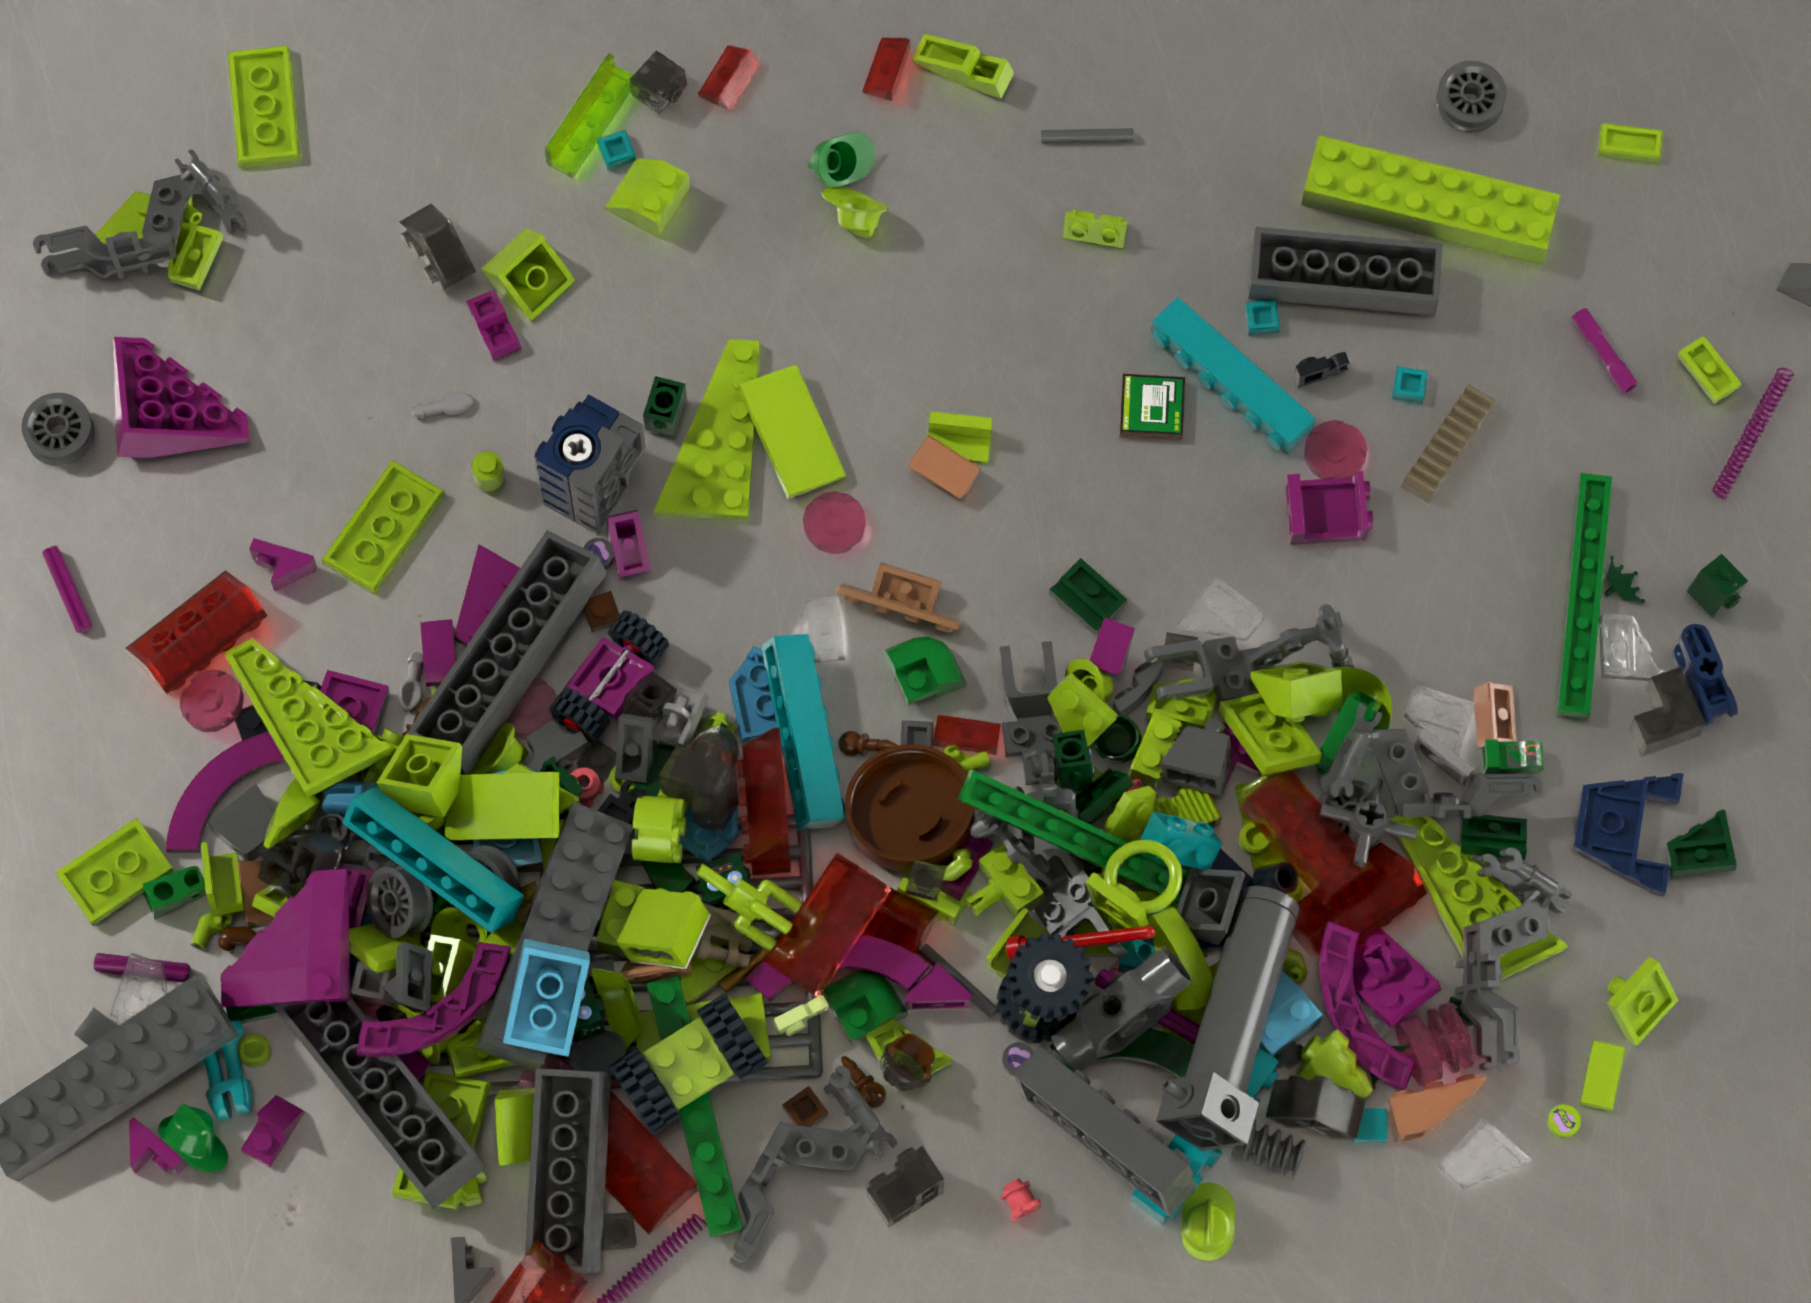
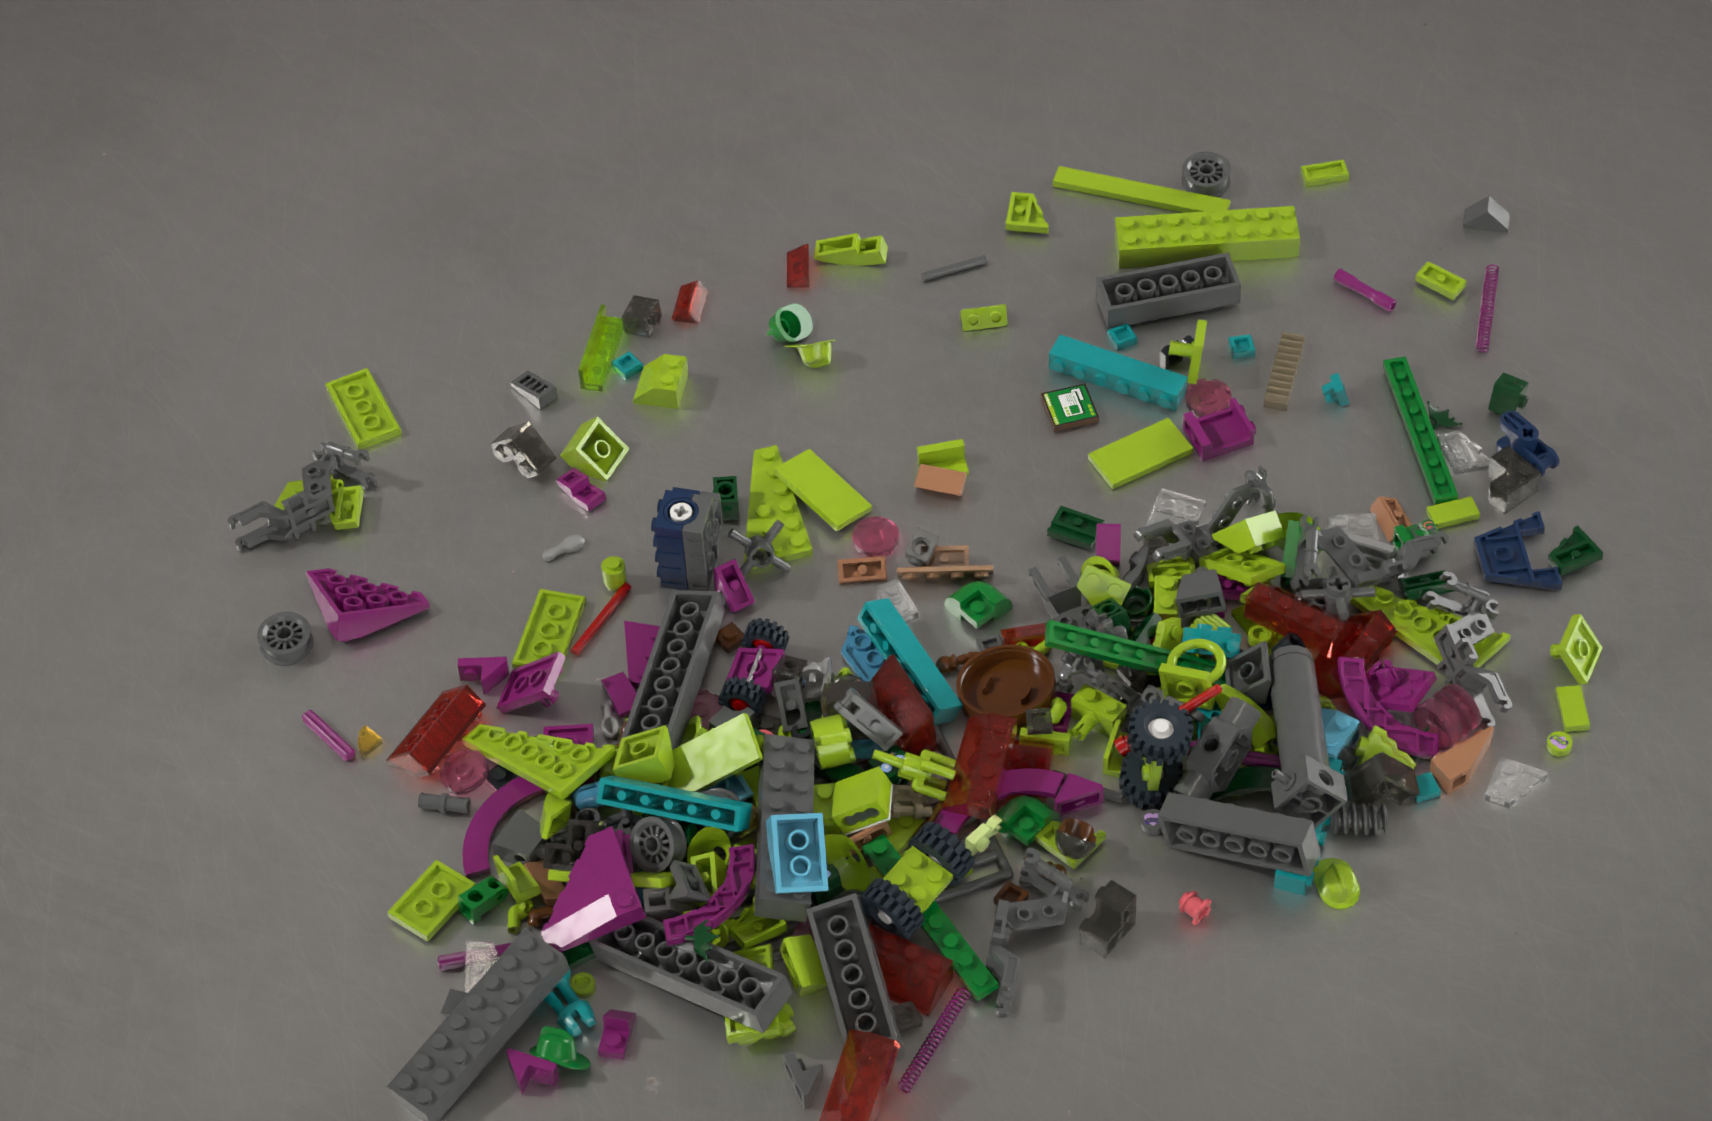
camera: 15 degrees left, 20 degrees down
(111, 613) = (368, 741): none -> clear yellow tile
(173, 737) = (444, 803): none -> dark grey pin
(330, 607) = (532, 683): none -> magenta plate
(398, 1065) = (701, 939): none -> dark green piece
(452, 529) = (600, 619): none -> red bar
(492, 168) = (548, 393): none -> dark grey slope
(676, 504) = (755, 557): none -> dark grey bar
(709, 820) = (868, 719): none -> dark grey plate
(800, 565) = (862, 569): none -> nougat slope
(884, 558) = (921, 537): none -> dark grey brick
(1210, 81) = (1025, 214): none -> lime wing
(1215, 507) = (1140, 453): none -> lime tile
(1334, 382) = (1192, 350): none -> lime tile
(1376, 95) = (1136, 191): none -> lime tile
(1501, 498) = (1335, 390): none -> teal tile
(1575, 734) = (1453, 512): none -> lime tile

